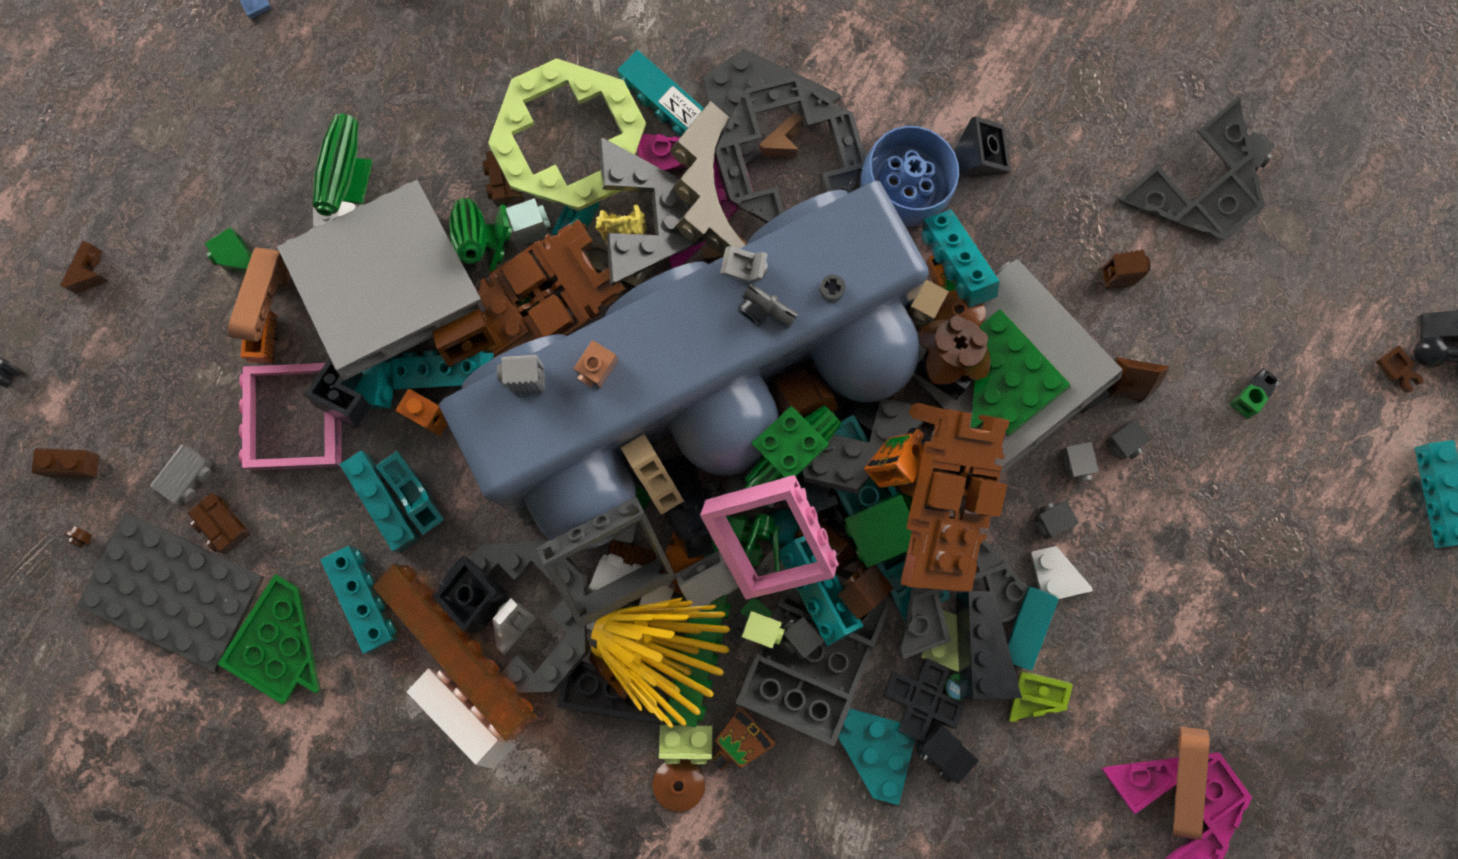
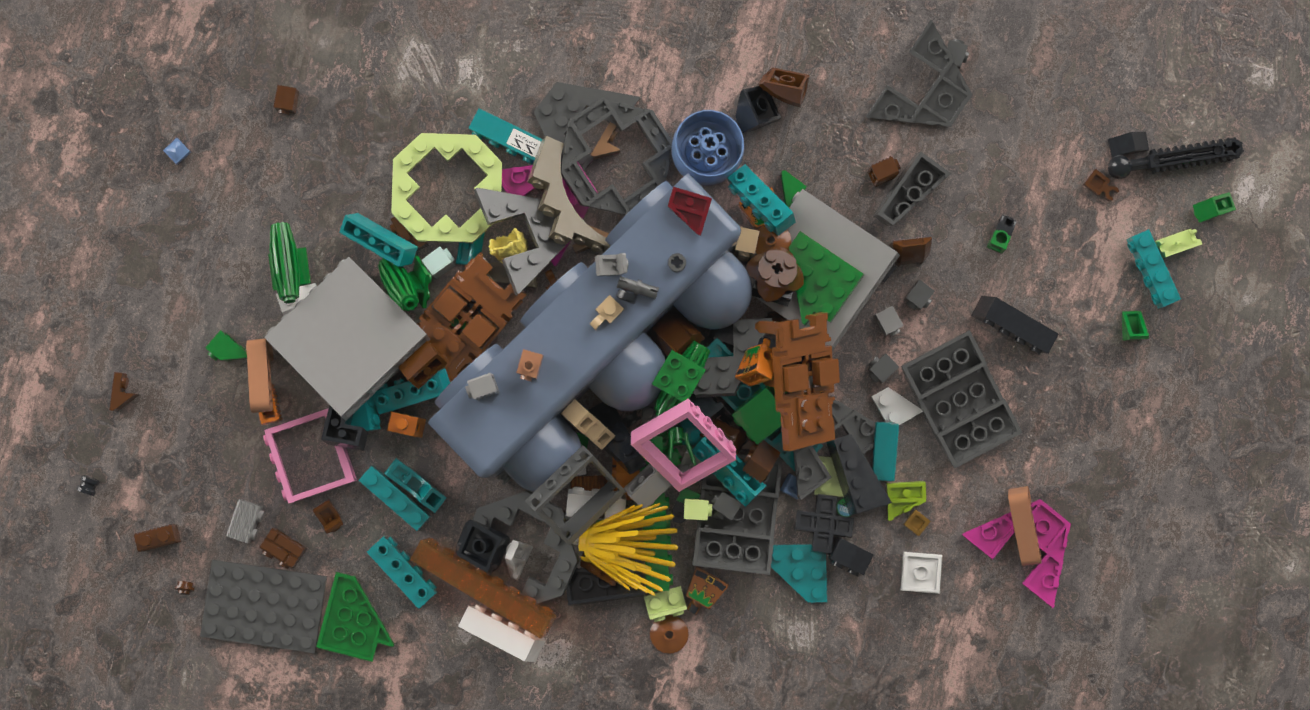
camera: 20 degrees left, 5 degrees up
(289, 500) = (328, 516): none -> reddish brown bracket
(461, 172) = (378, 239): none -> teal brick
(721, 325) = (608, 311): none -> tan plate
(870, 222) = (690, 208): none -> dark red wing
(892, 637) = (789, 486): none -> medium blue tile
(1000, 252) = (790, 187): none -> green slope
(1029, 131) = (785, 85): none -> reddish brown slope
(1033, 803) = (921, 572): none -> white tile
(1046, 735) = (916, 522): none -> pearl gold plate
(1148, 590) = (960, 399): none -> dark grey slope
(1159, 297) = (911, 187): none -> dark grey wedge
(1244, 512) = (1015, 324): none -> black wedge
(1400, 562) = (1133, 326): none -> green slope

